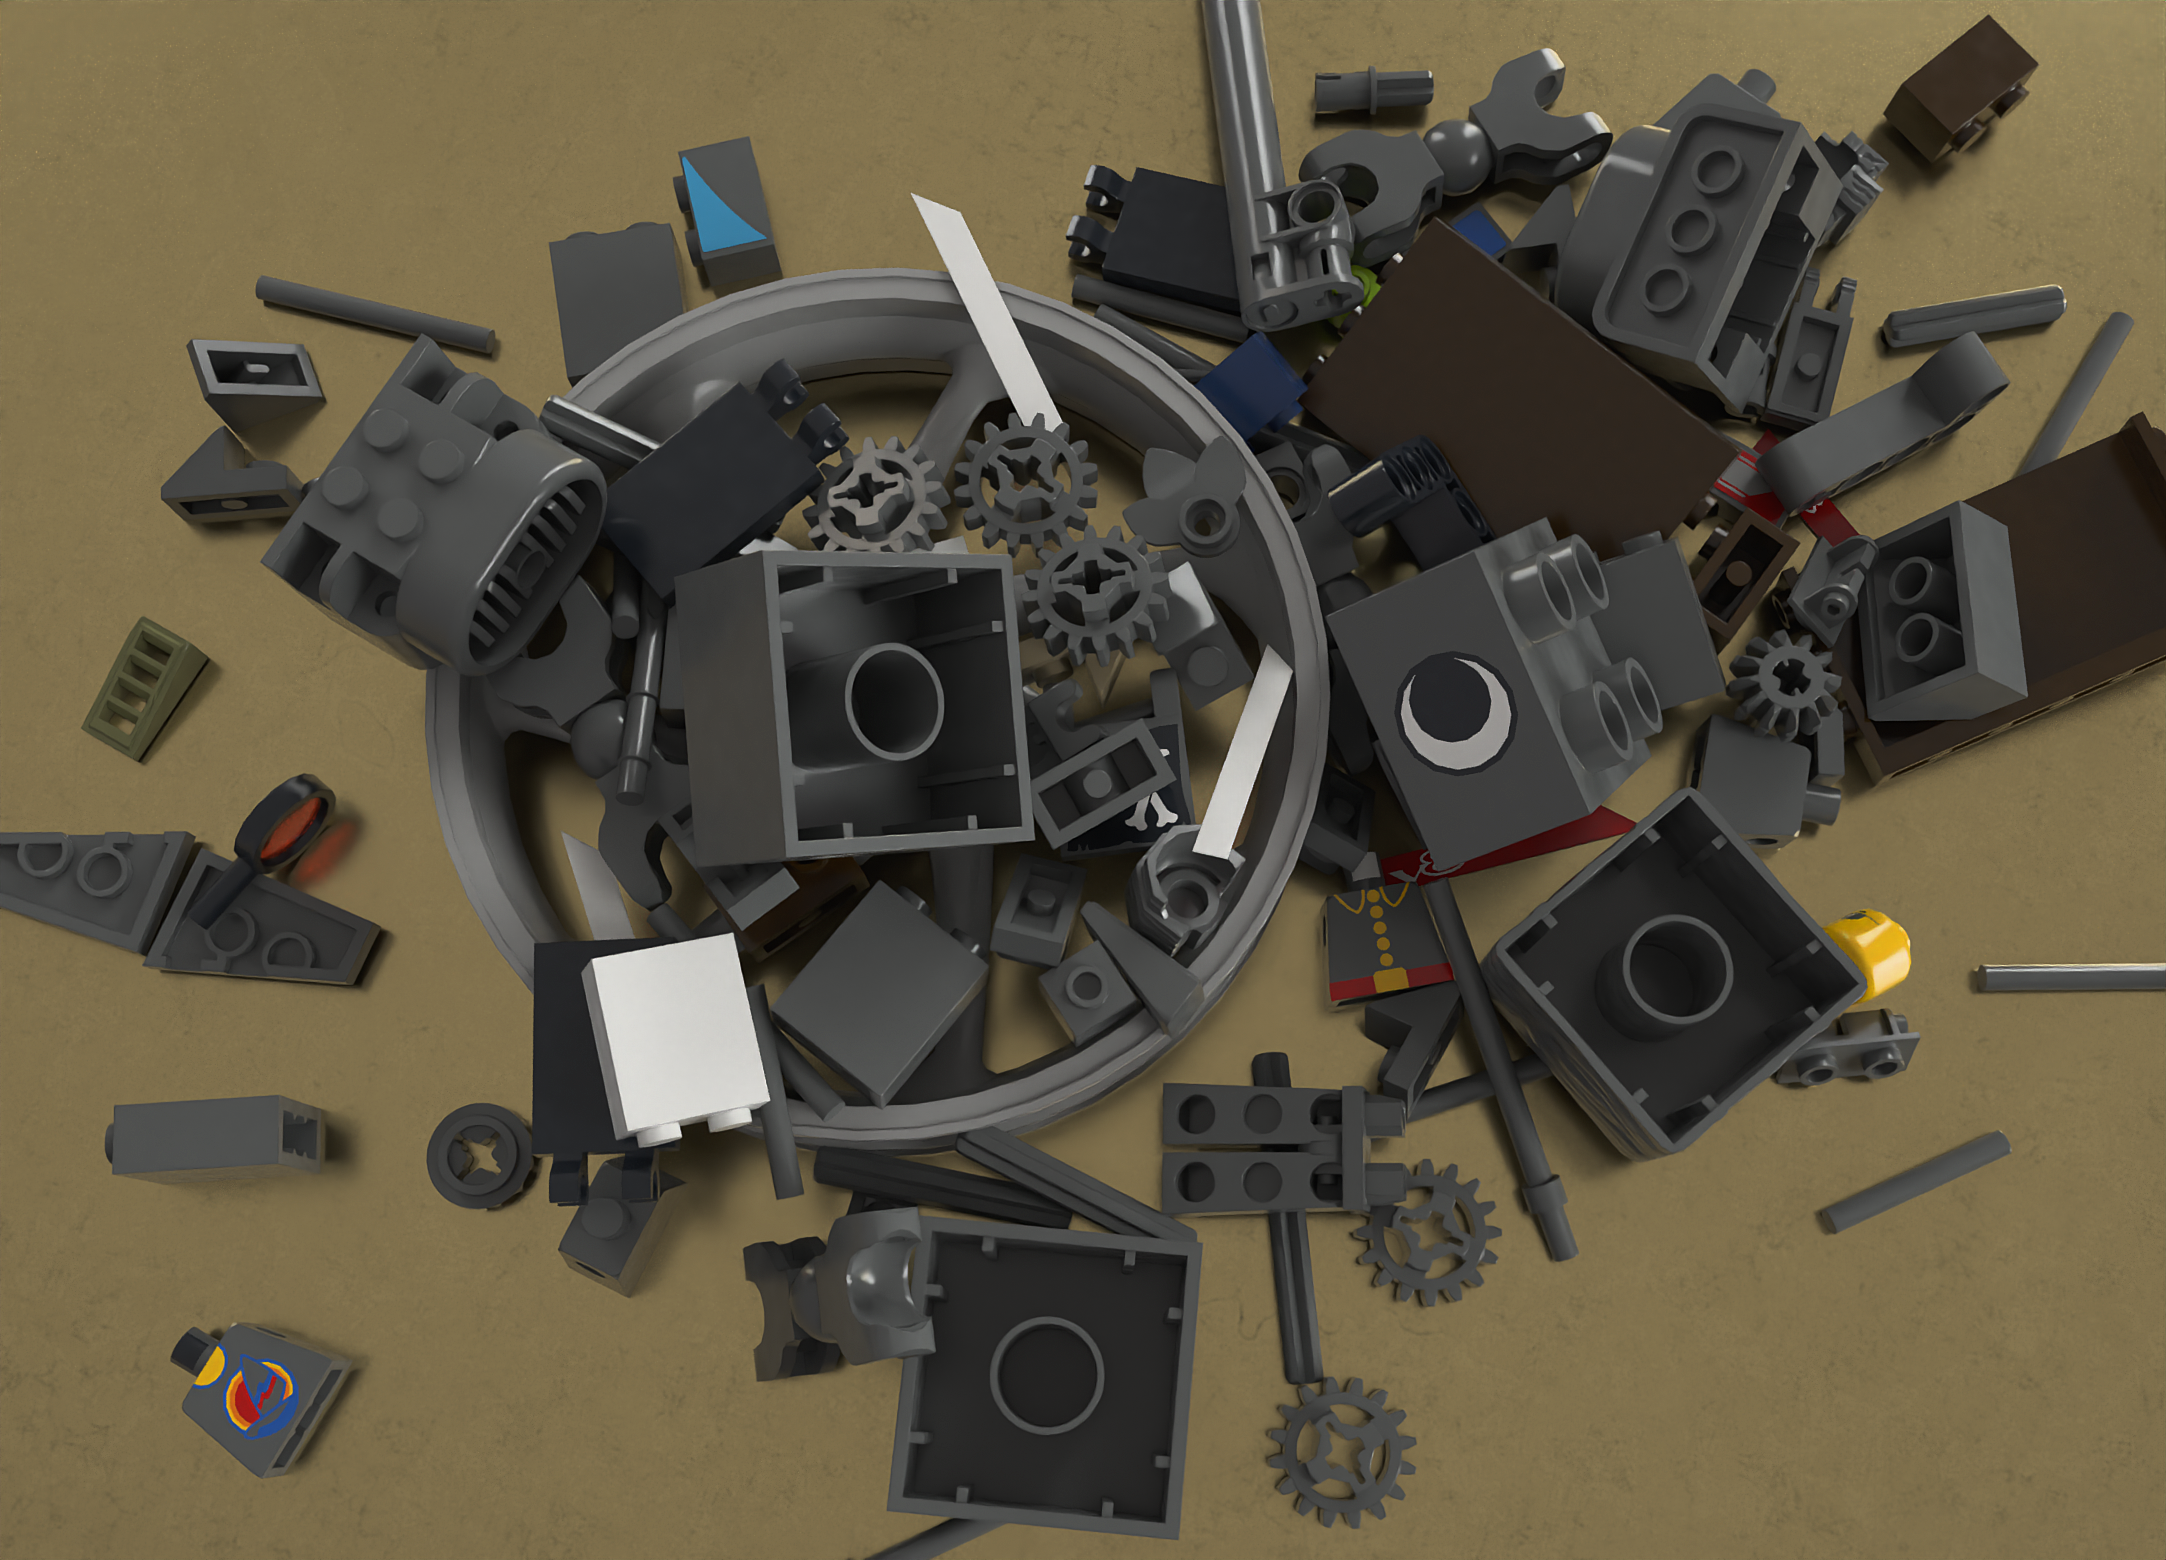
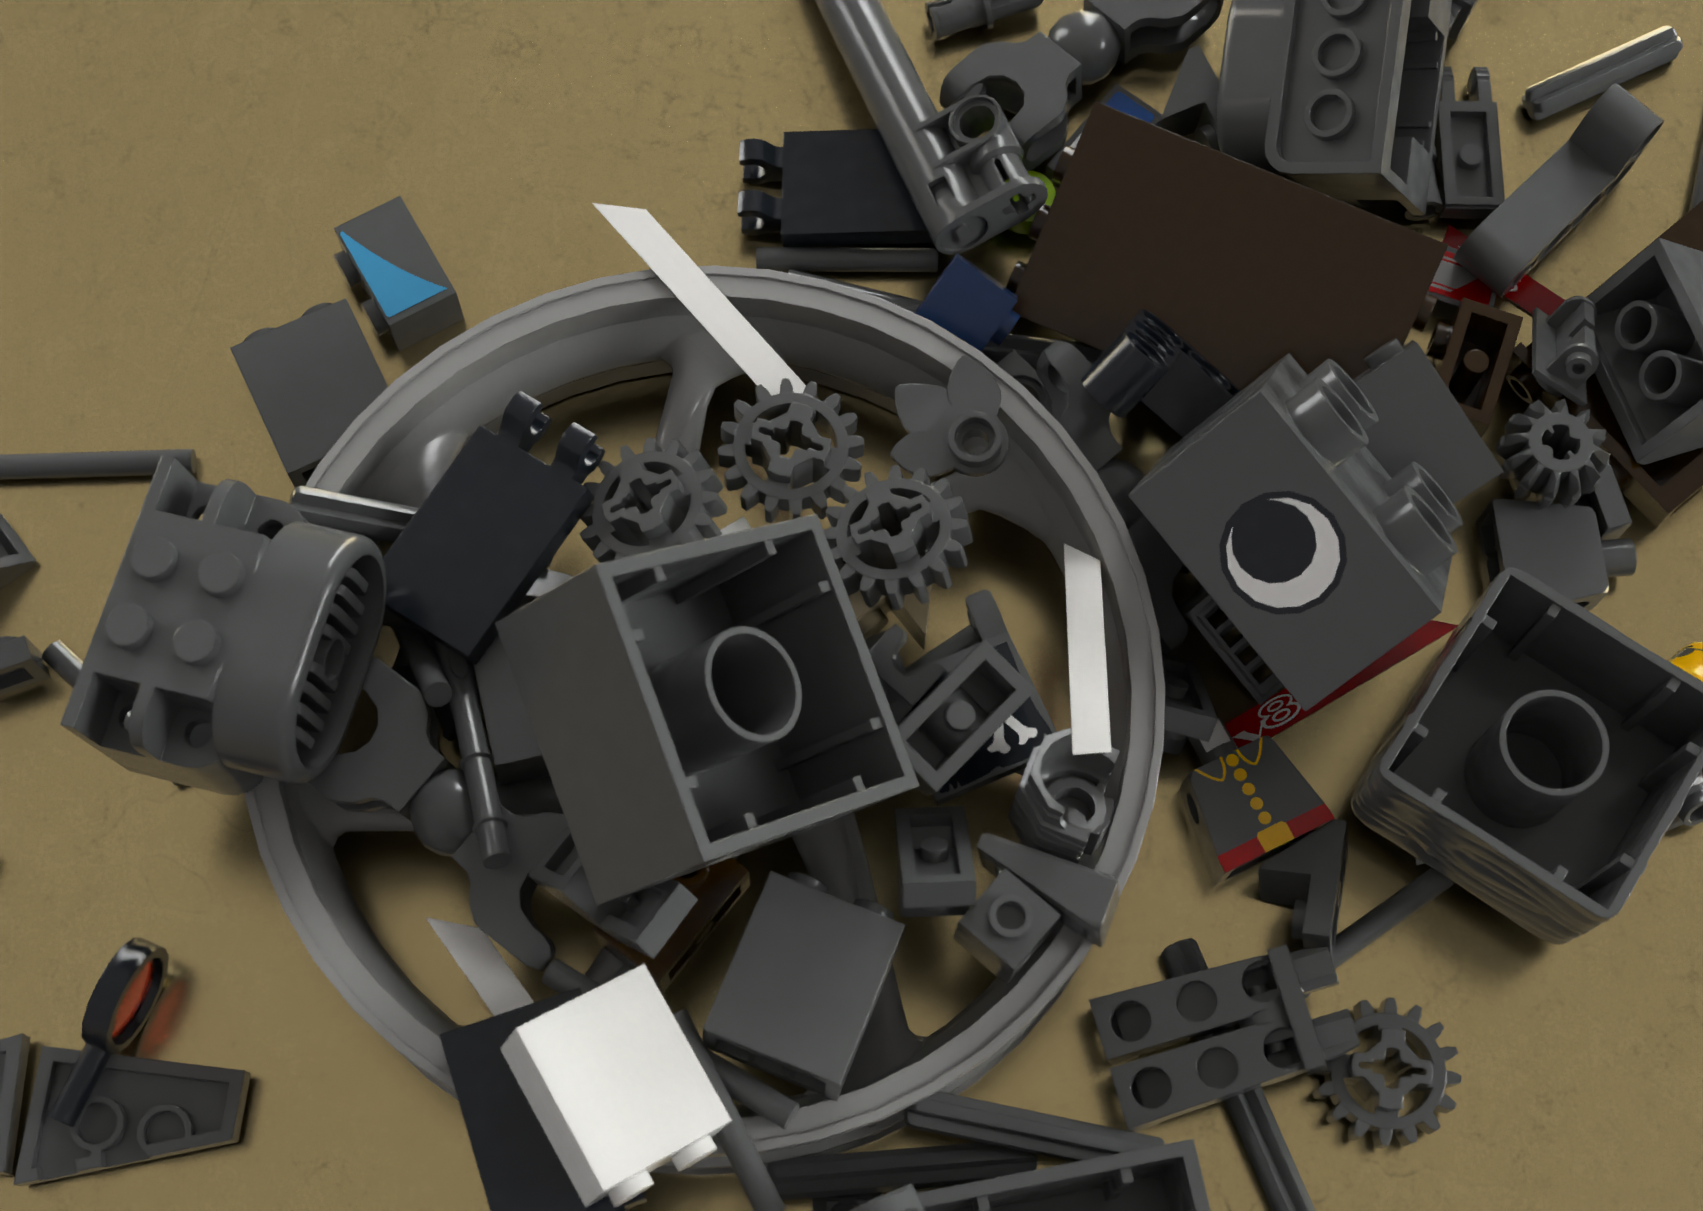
camera: 20 degrees left, 5 degrees down
(1199, 642) = (1005, 559): dark grey slope -> none
(1543, 1189) = (1479, 998): dark grey bar -> none

